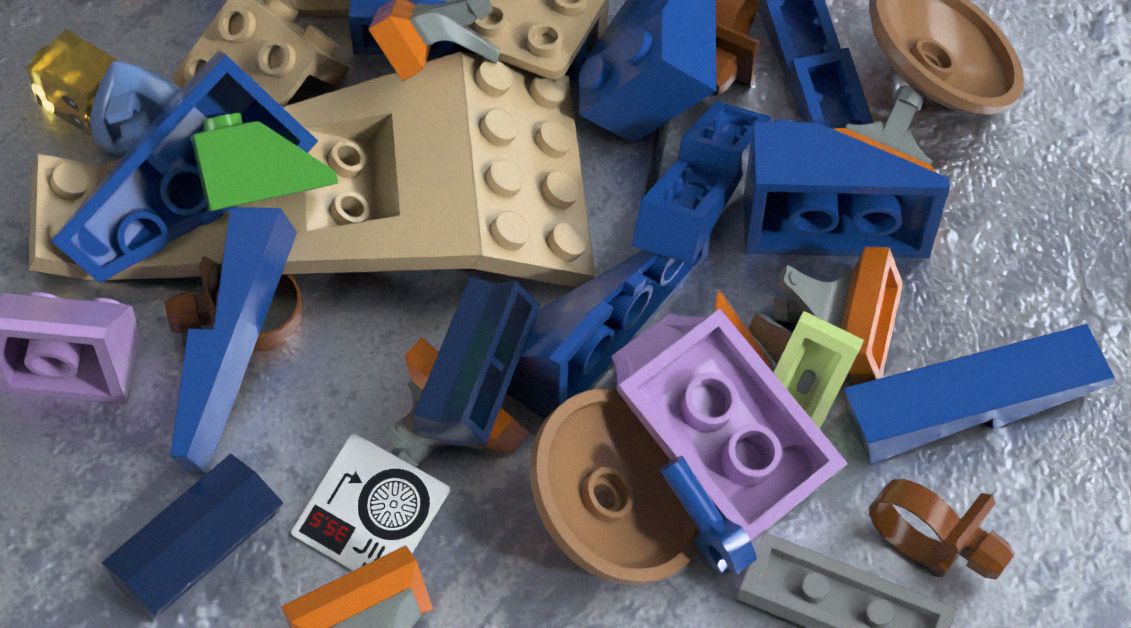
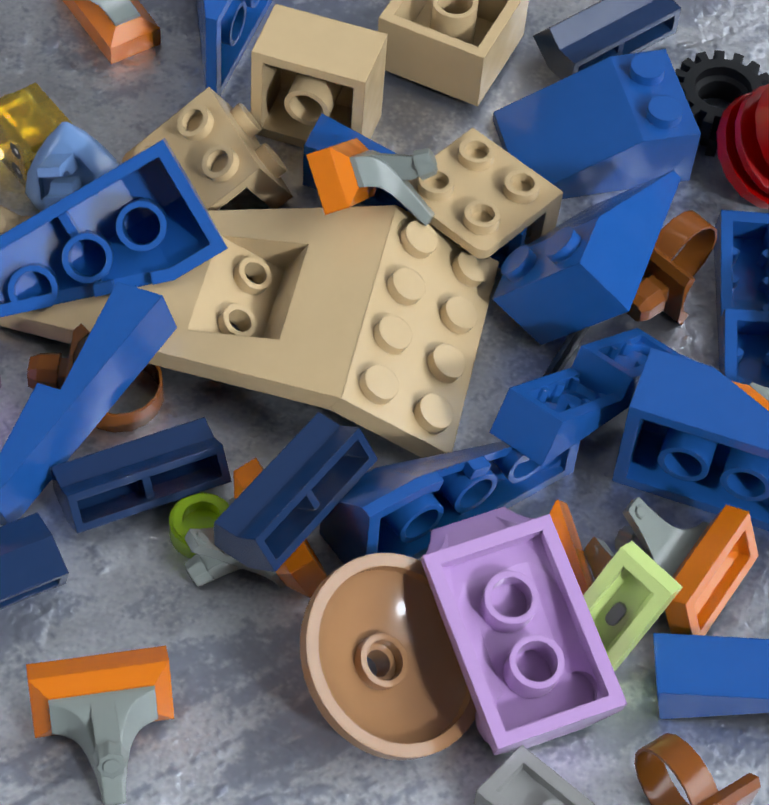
camera: 15 degrees right, 5 degrees down
(252, 163) = (153, 249): bright green slope -> none
(312, 386) = (140, 475): none -> dark blue piece
(369, 505) = (151, 601): white sticker -> none
(379, 408) = (193, 512): none -> lime tile
(720, 539) = (473, 735): blue bar -> none

